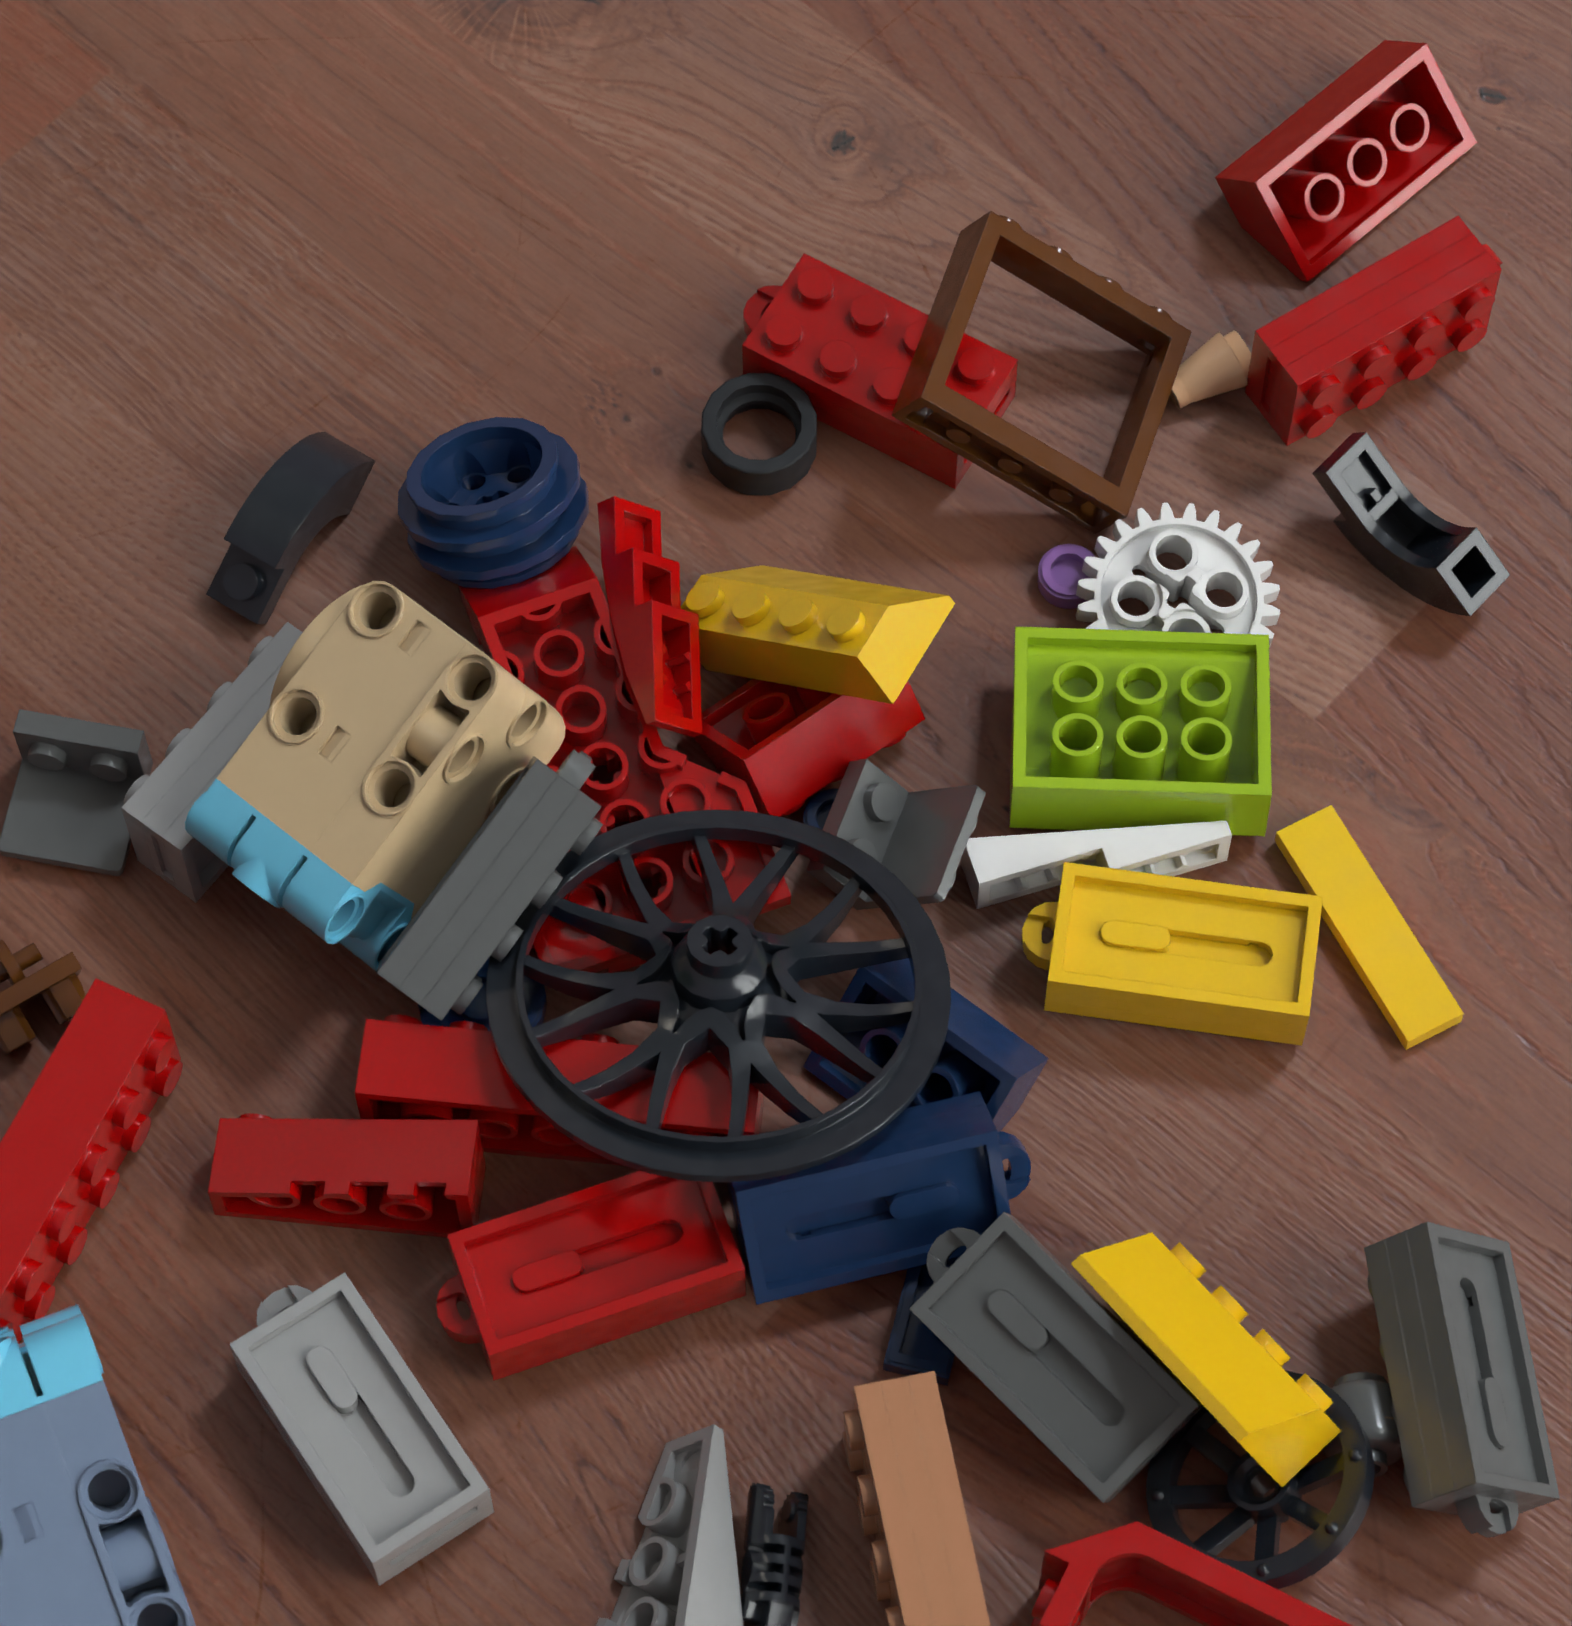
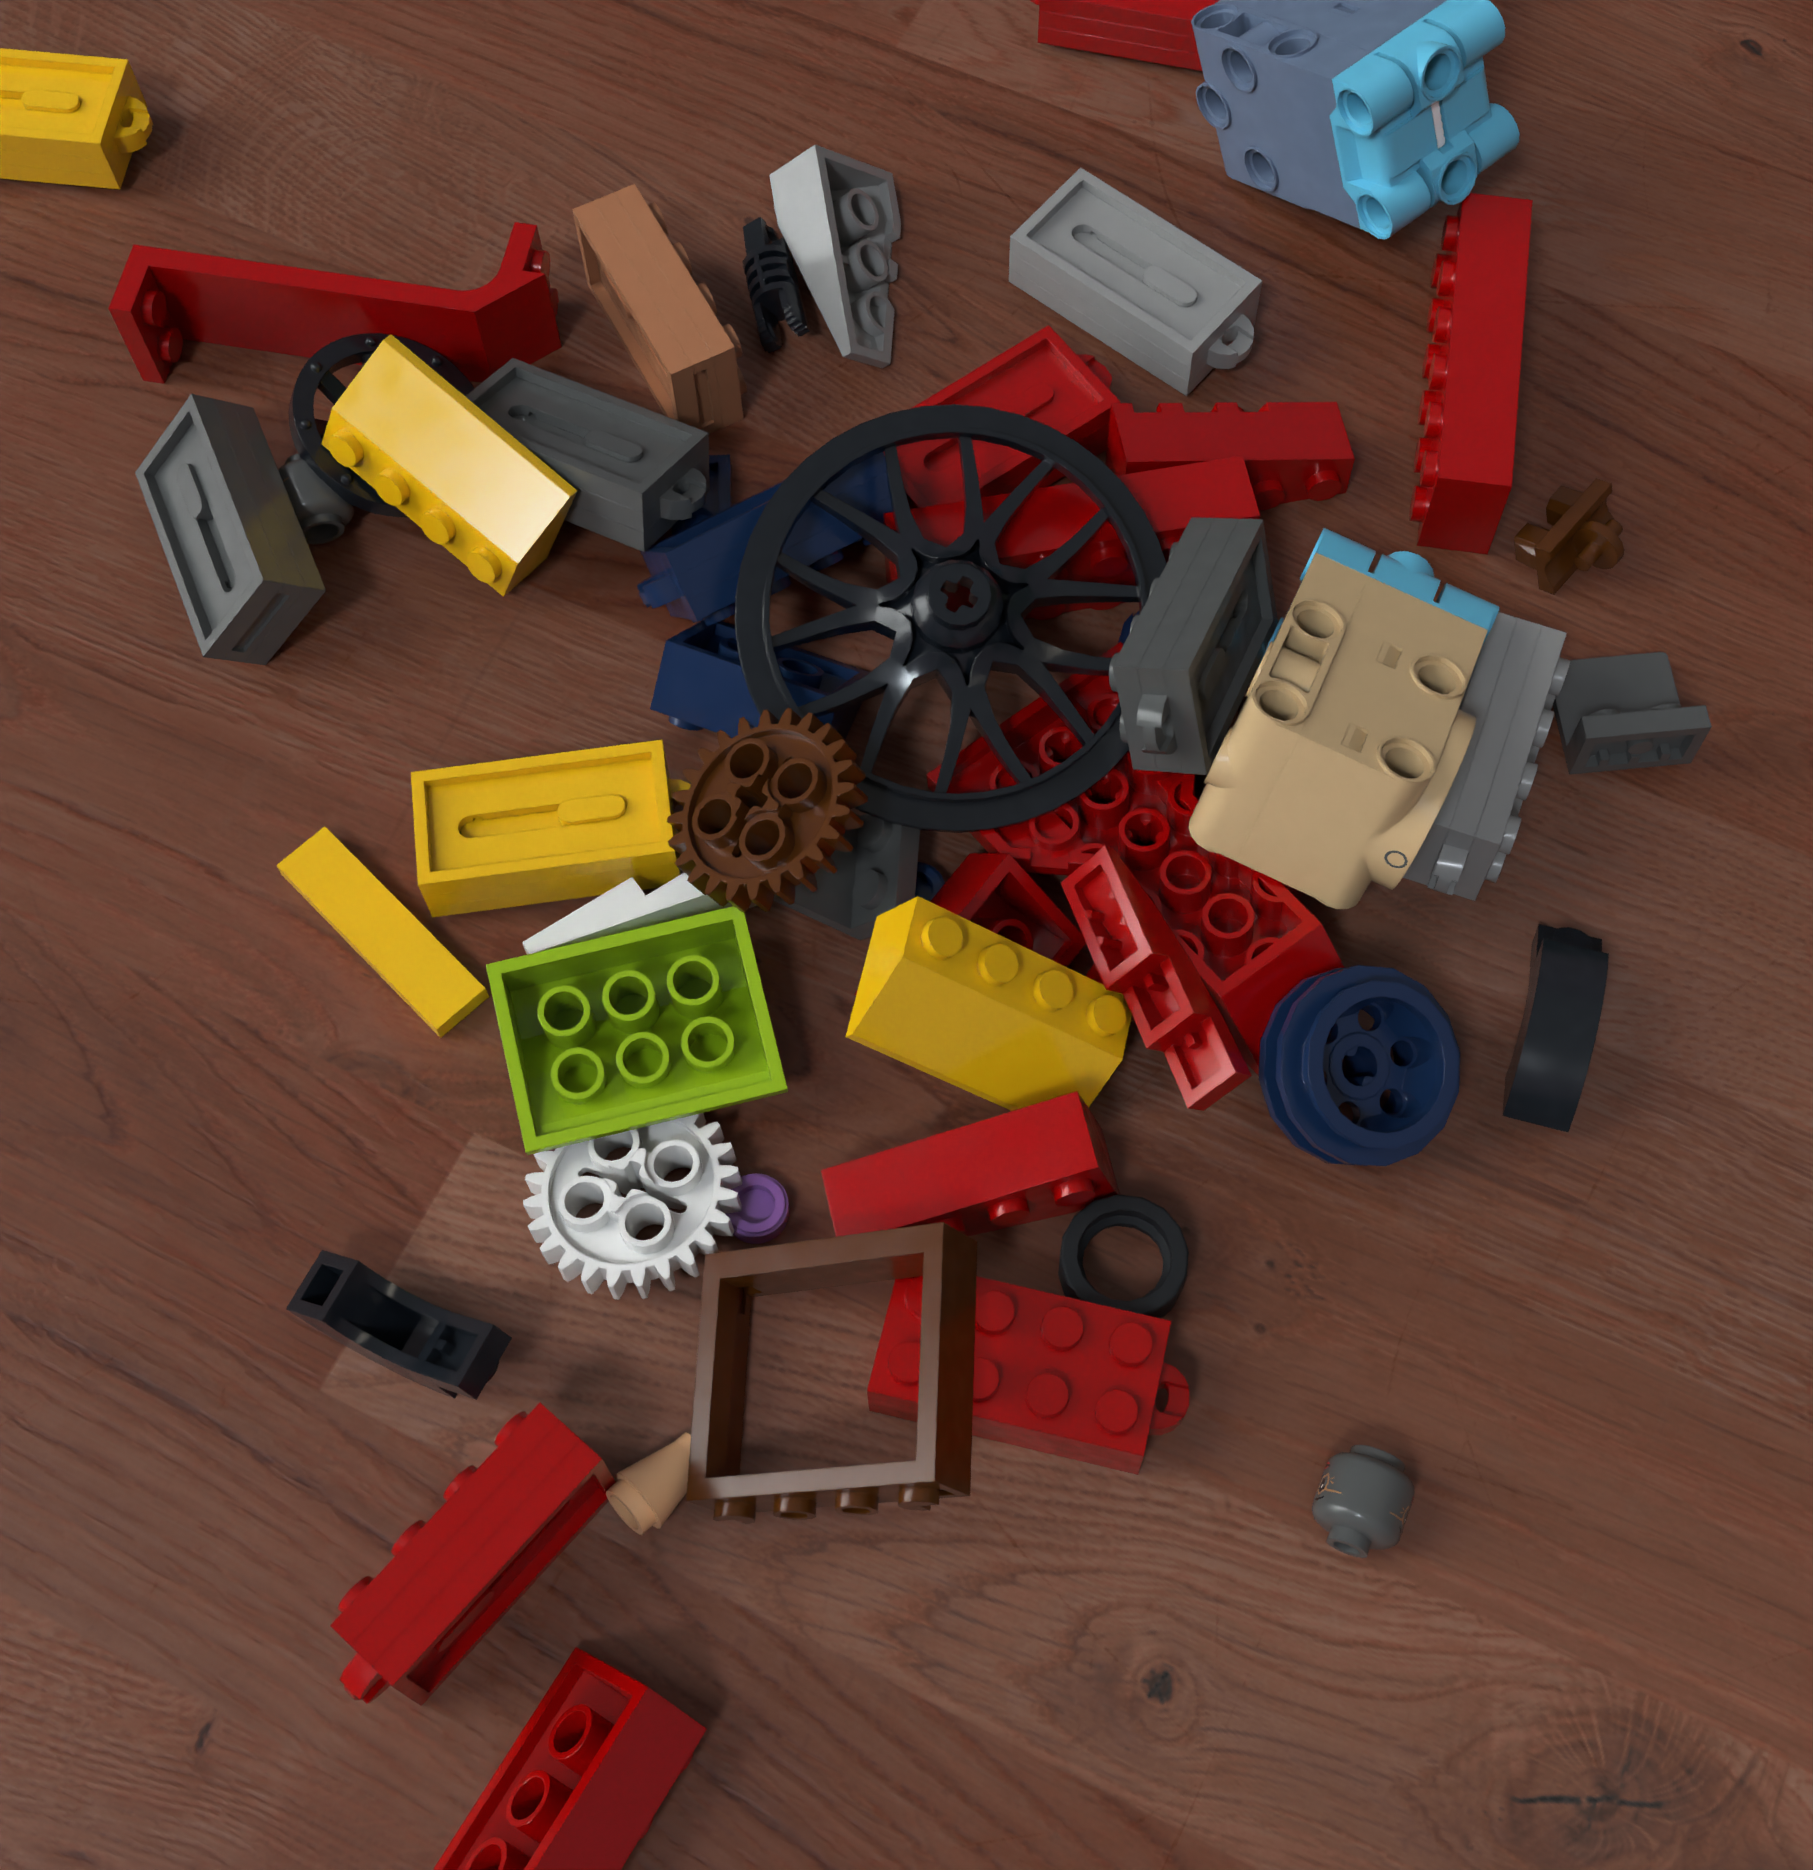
camera: 165 degrees right, 0 degrees up
(630, 206) = (1363, 1500): none -> dark grey head
(868, 518) = (980, 1175): none -> red wedge
(1002, 894) = (767, 810): none -> reddish brown gear

